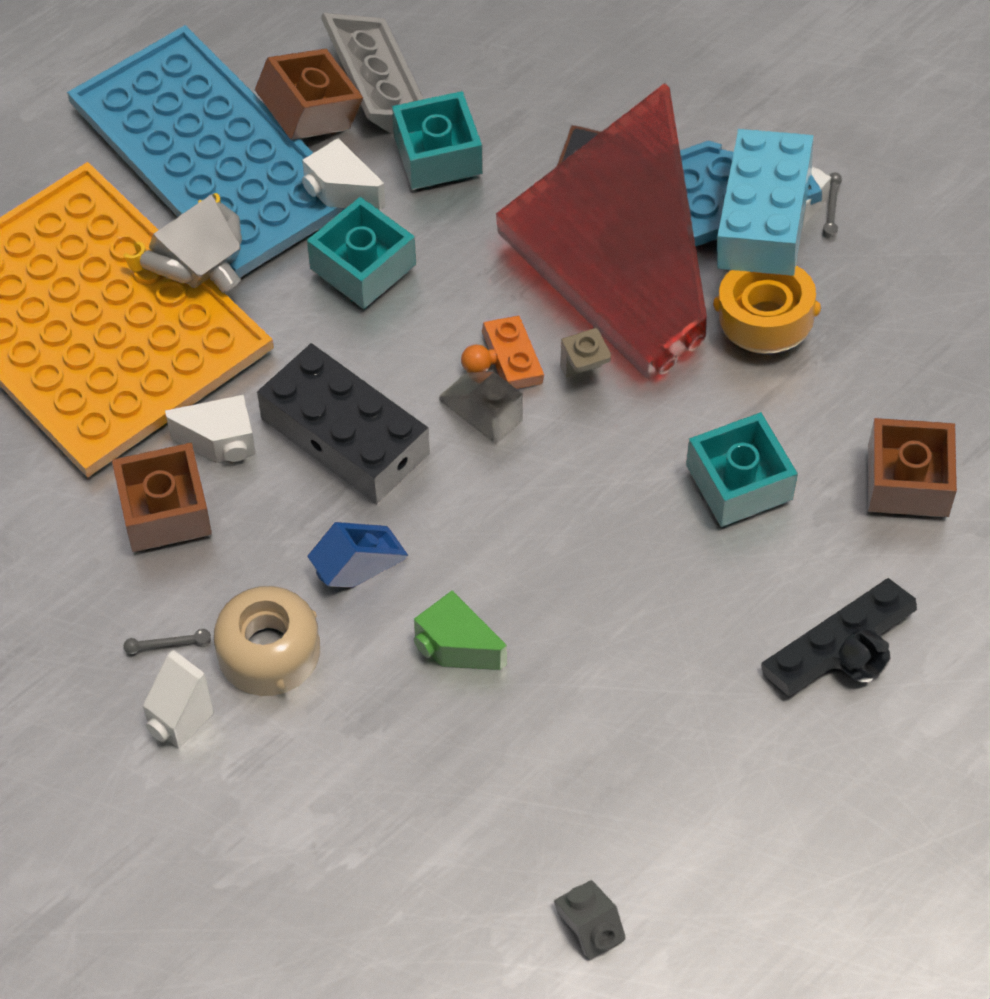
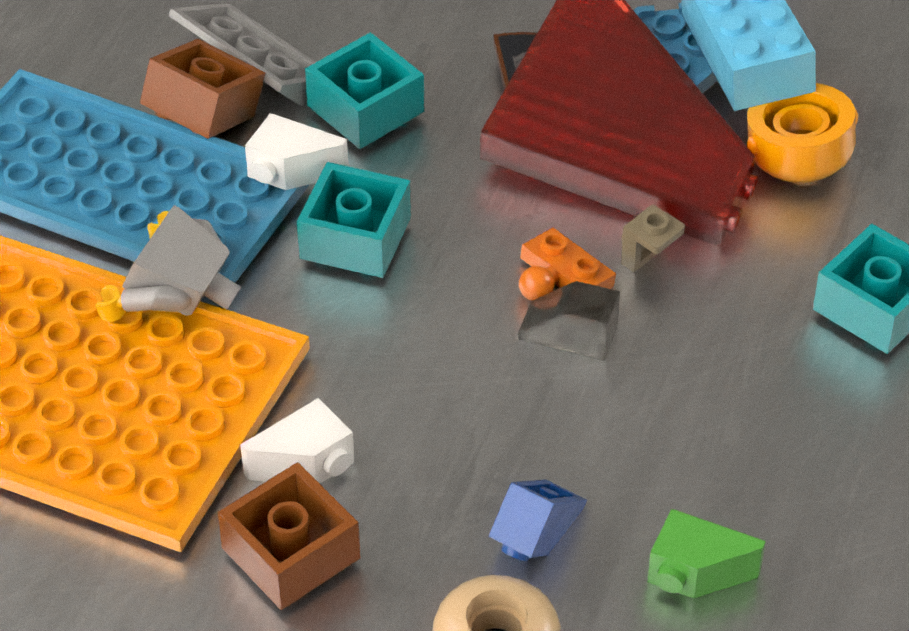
camera: 25 degrees left, 10 degrees down
(344, 423) = (439, 391): black brick -> none

